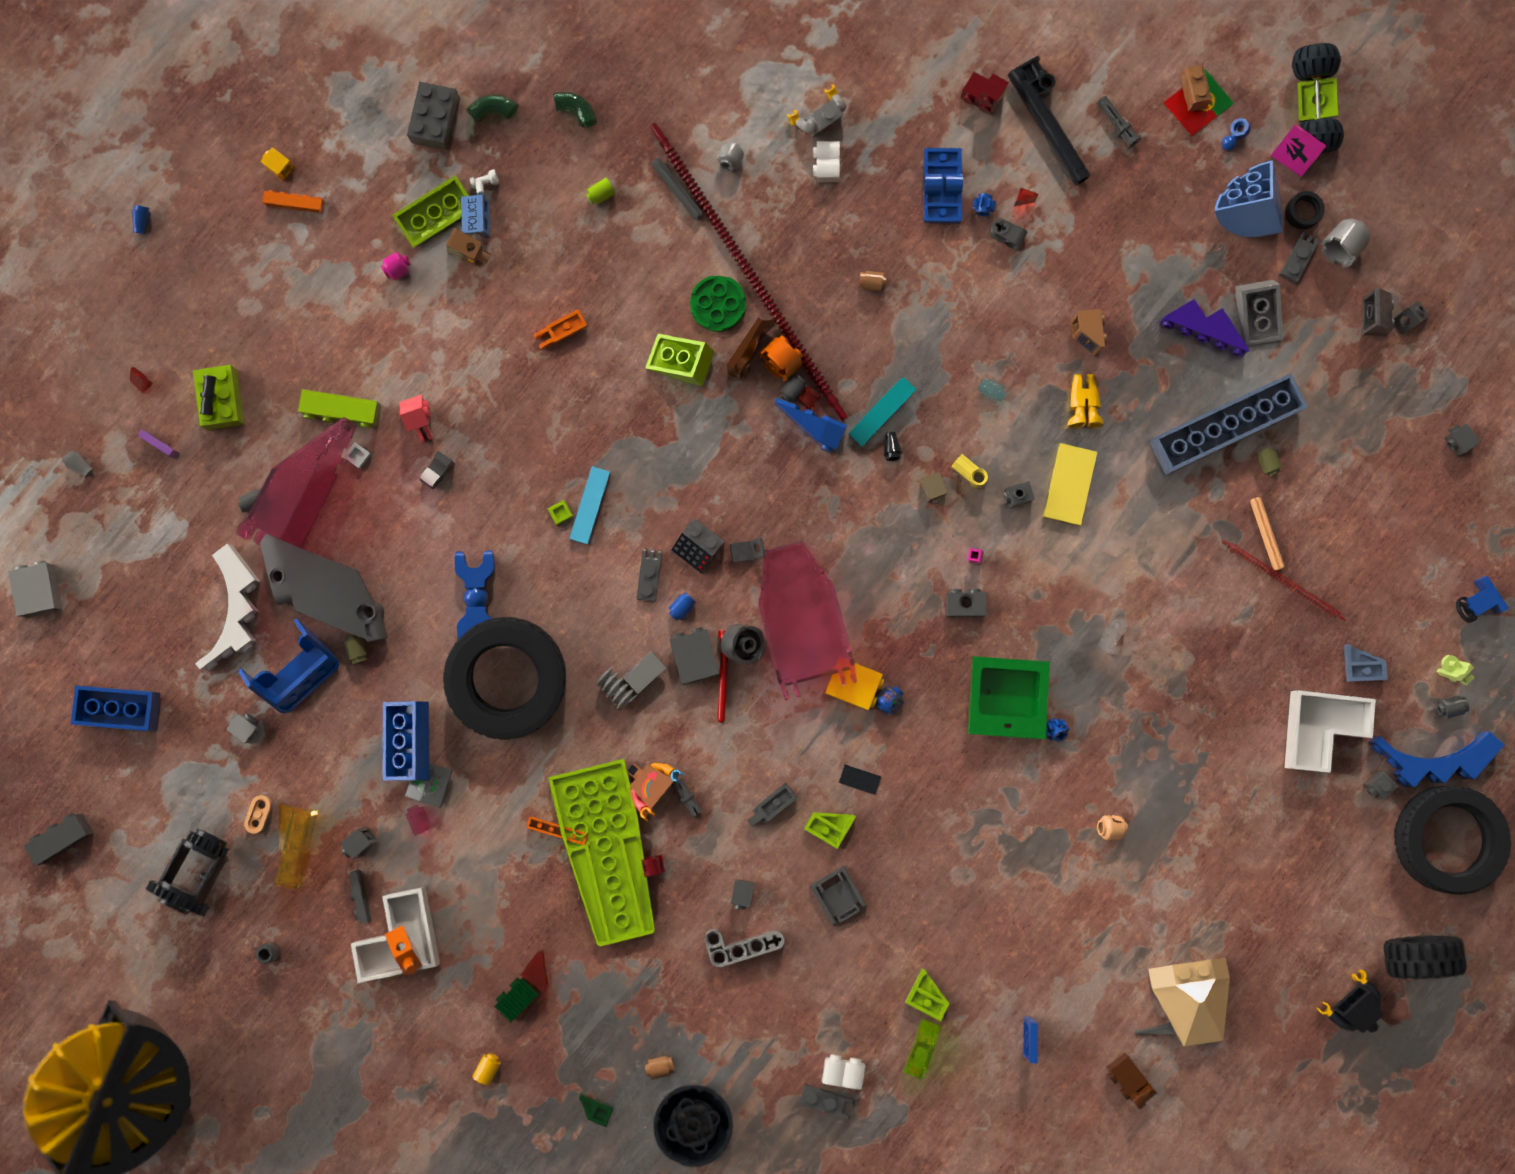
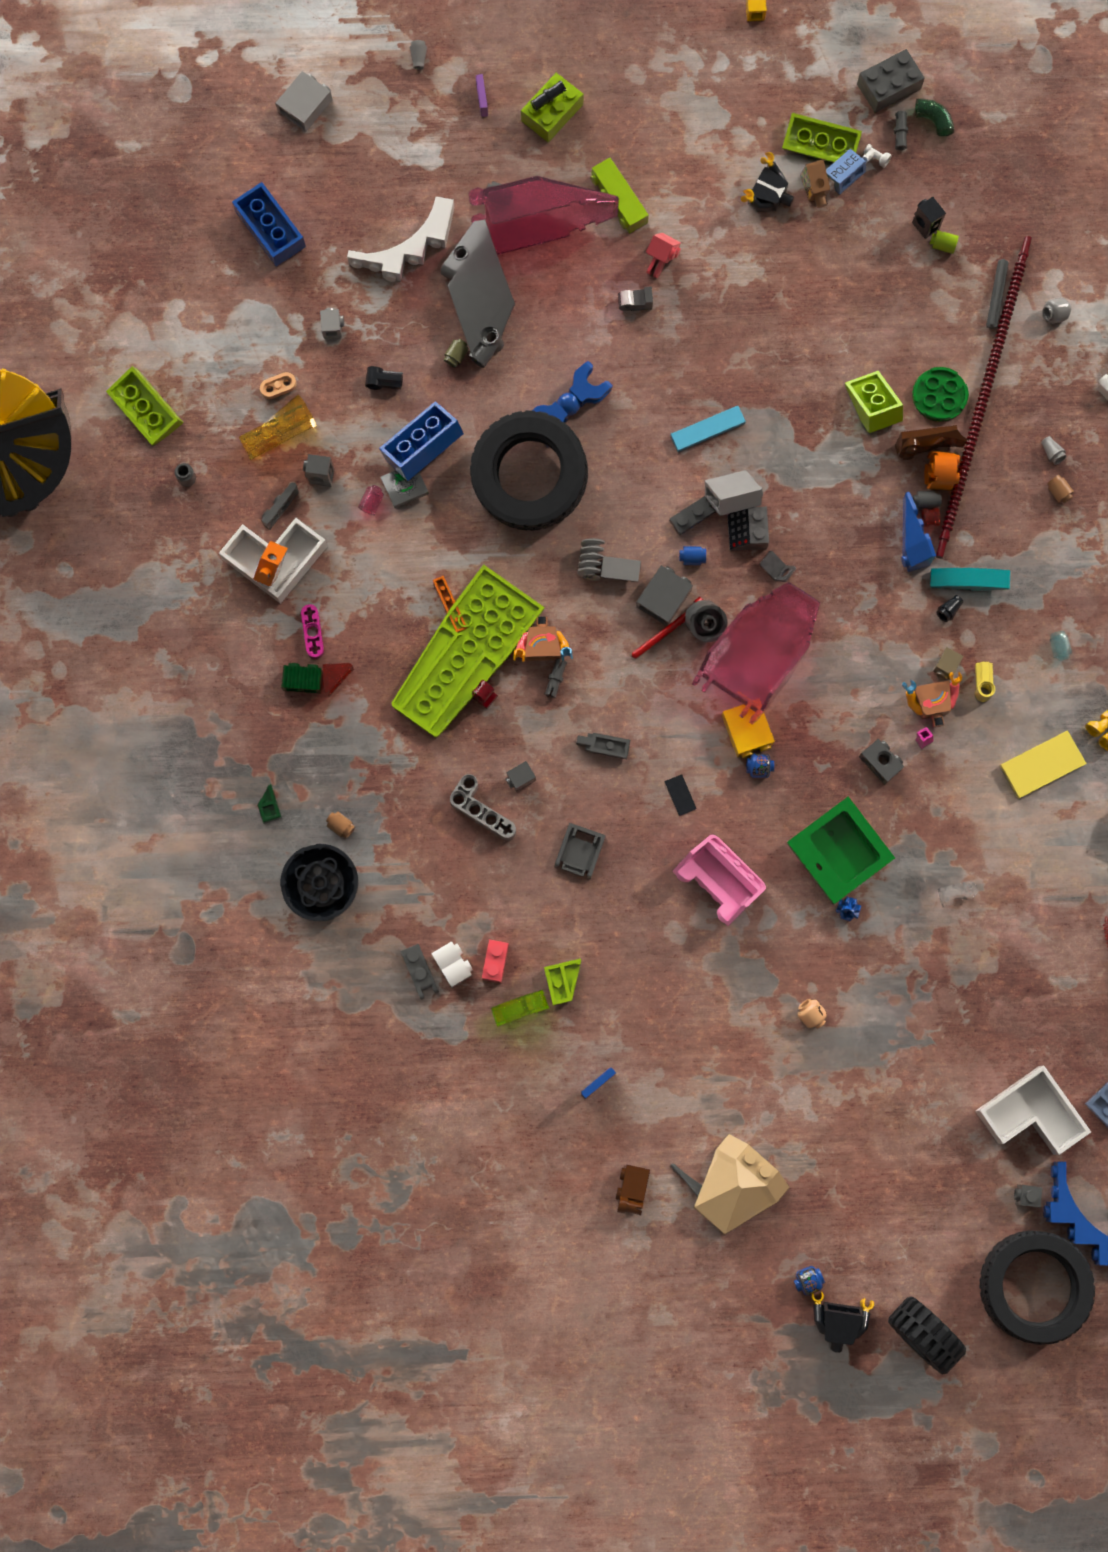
camera: 50 degrees right, 5 degrees down
(58, 839) = (141, 264): dark grey brick -> none
(139, 380) = (515, 45): clear red slope -> none
(179, 897) = (173, 377): black piece -> none
(180, 936) = (144, 406): none -> lime slope
(293, 201) = (739, 40): orange piece -> none
(298, 677) = (401, 331): blue windscreen -> none
(322, 729) = (378, 378): none -> black piece
(357, 455) = (596, 237): tile -> none
(396, 266) = (757, 146): dark pink head -> none
(438, 287) = (769, 188): none -> black torso
(480, 143) = (901, 130): none -> dark grey pin
(487, 1069) = (233, 700): yellow brick -> none
(494, 970) = (305, 619): none -> dark pink beam
(560, 512) = (683, 412): lime tile -> none
(562, 328) = (818, 299): orange hinge -> none
(571, 187) = (928, 217): none -> black brick
(576, 104) = (992, 173): clear green cylinder -> none
(660, 533) = (733, 492): none -> light grey brick
(829, 826) = (625, 801): lime wing -> none
(837, 258) = (1053, 450): none -> light grey cone
(869, 1037) = (495, 961): none -> coral brick
(952, 522) = (933, 699): none -> torso
(953, 804) = (722, 876): none -> bright pink windscreen
(1018, 494) = (1000, 731): dark grey brick -> none
(1307, 1004) = (809, 1280): none -> blue head

